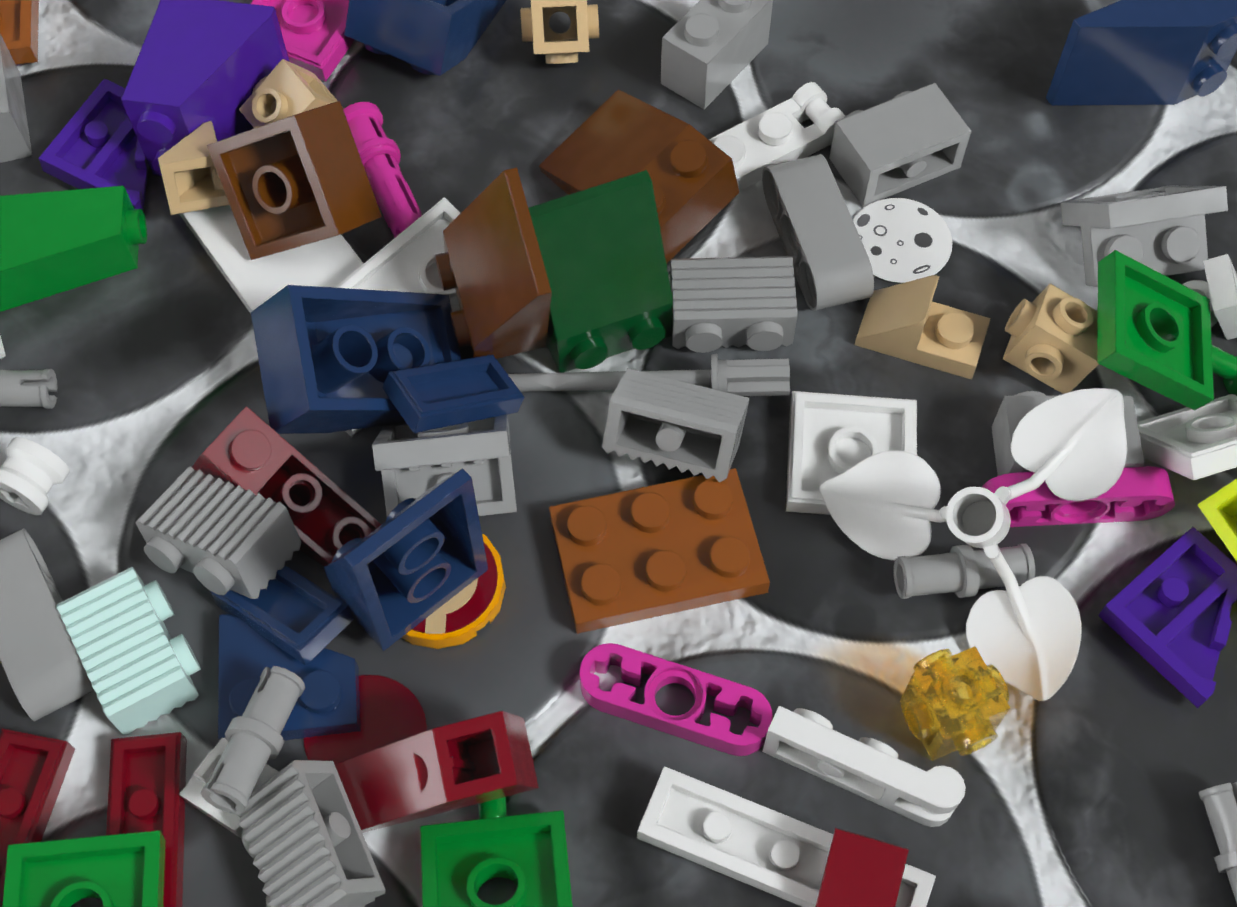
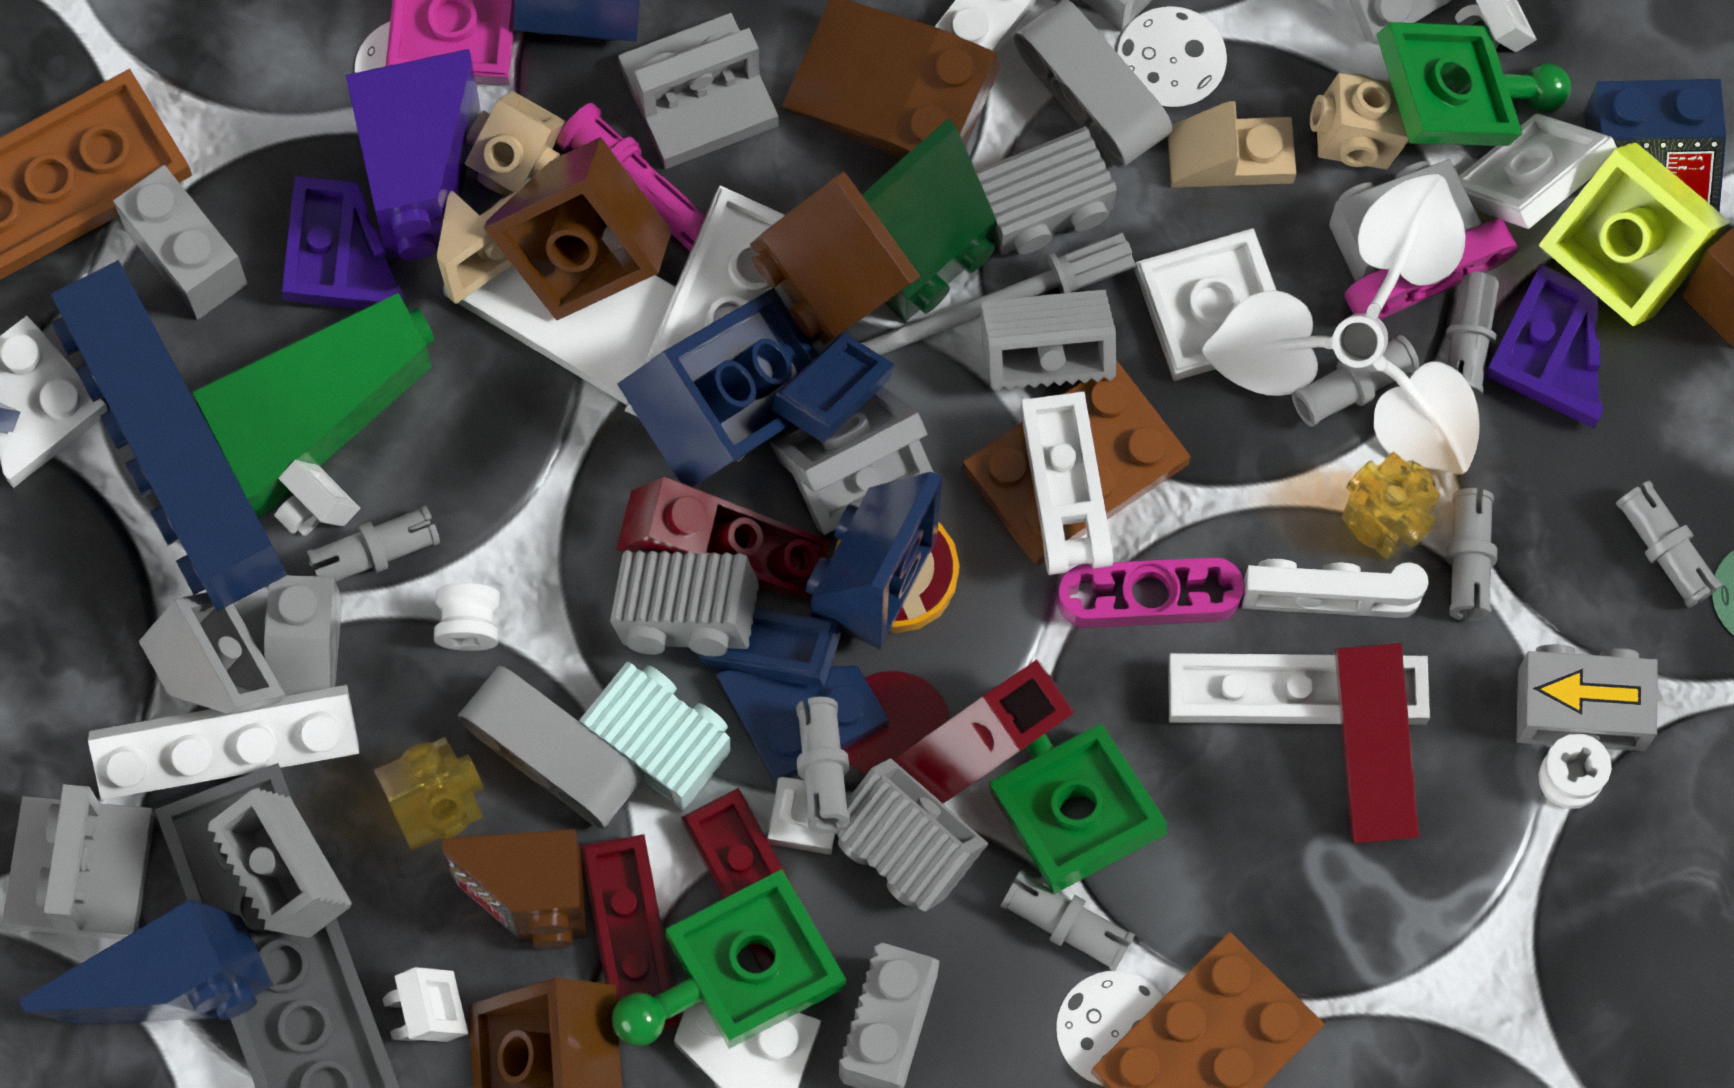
camera: 25 degrees left, 10 degrees up
(471, 128) = (699, 89): none -> light grey bracket
(630, 556) = (1066, 480): none -> white plate
(1022, 788) = (1471, 554): none -> light grey pin
(1102, 564) = (1472, 328): none -> light grey axle

